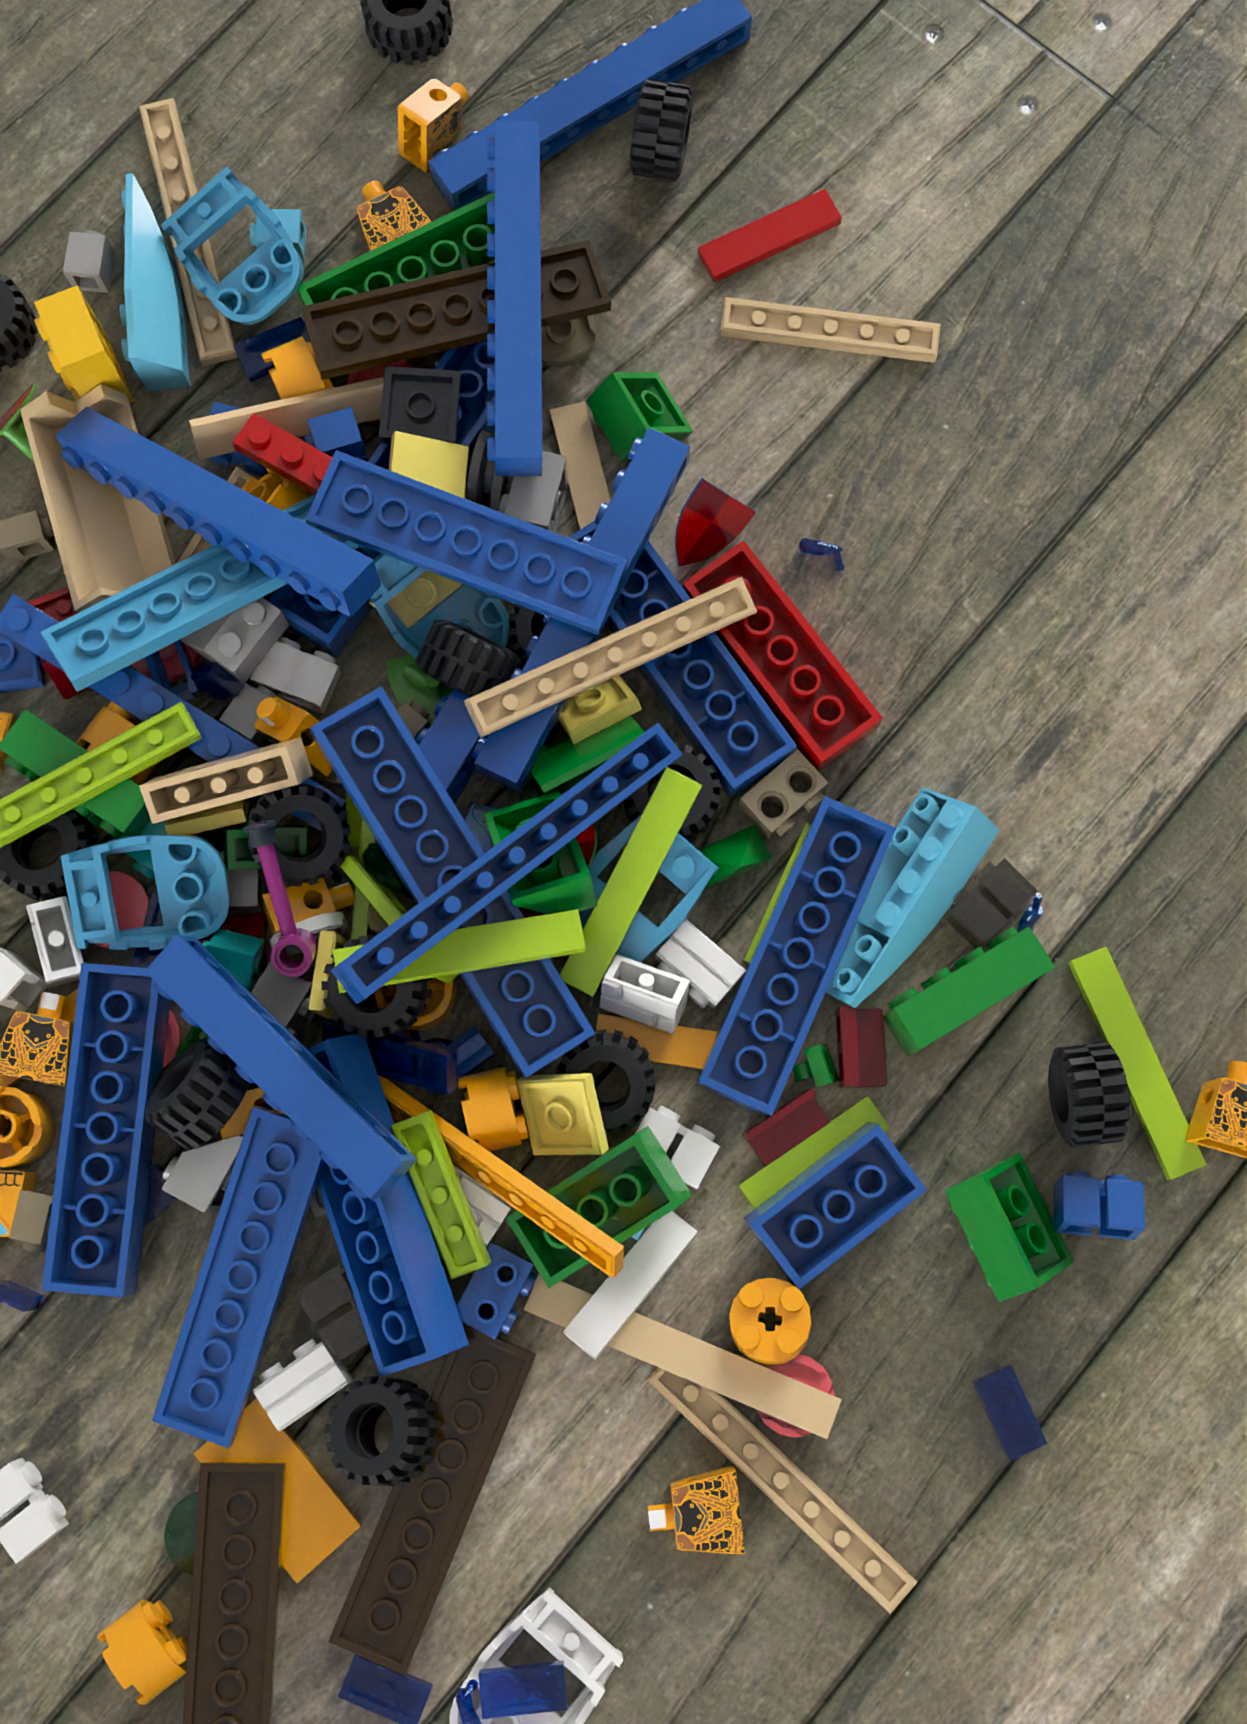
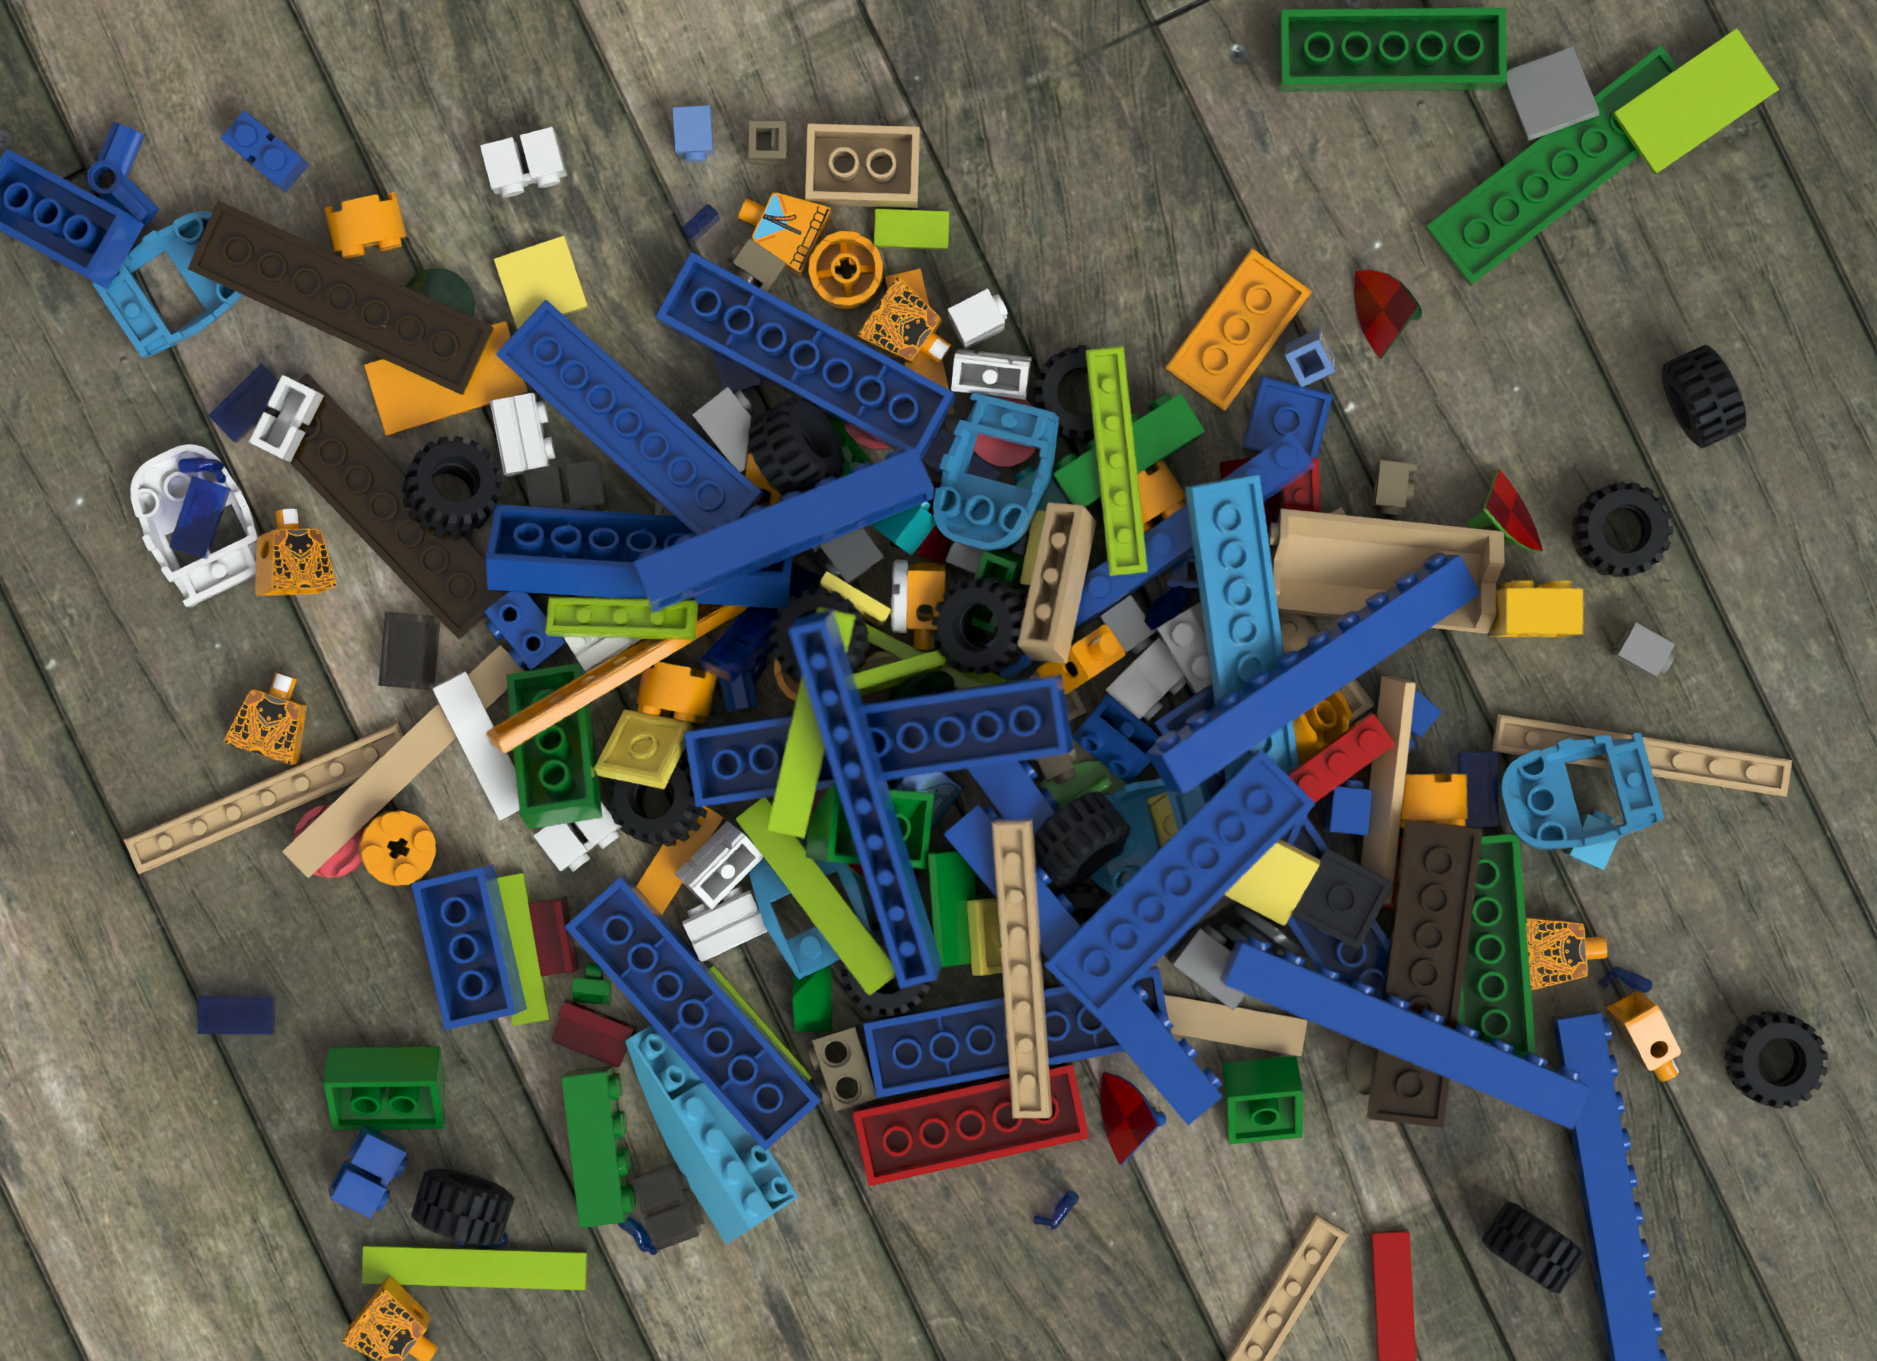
camera: 115 degrees right, 10 degrees up
(132, 1441) = (540, 275): none -> light yellow tile
(153, 300) = (1579, 697): medium azure wedge -> none
(263, 837) = (981, 595): magenta piece -> none
(360, 668) = (1117, 739): none -> blue brick
(362, 1637) = (296, 406): none -> white piece
(391, 160) = (1629, 978): none -> clear blue piece
(526, 1567) = (292, 559): none -> torso
(569, 1400) = (409, 650): none -> clear smoke brick

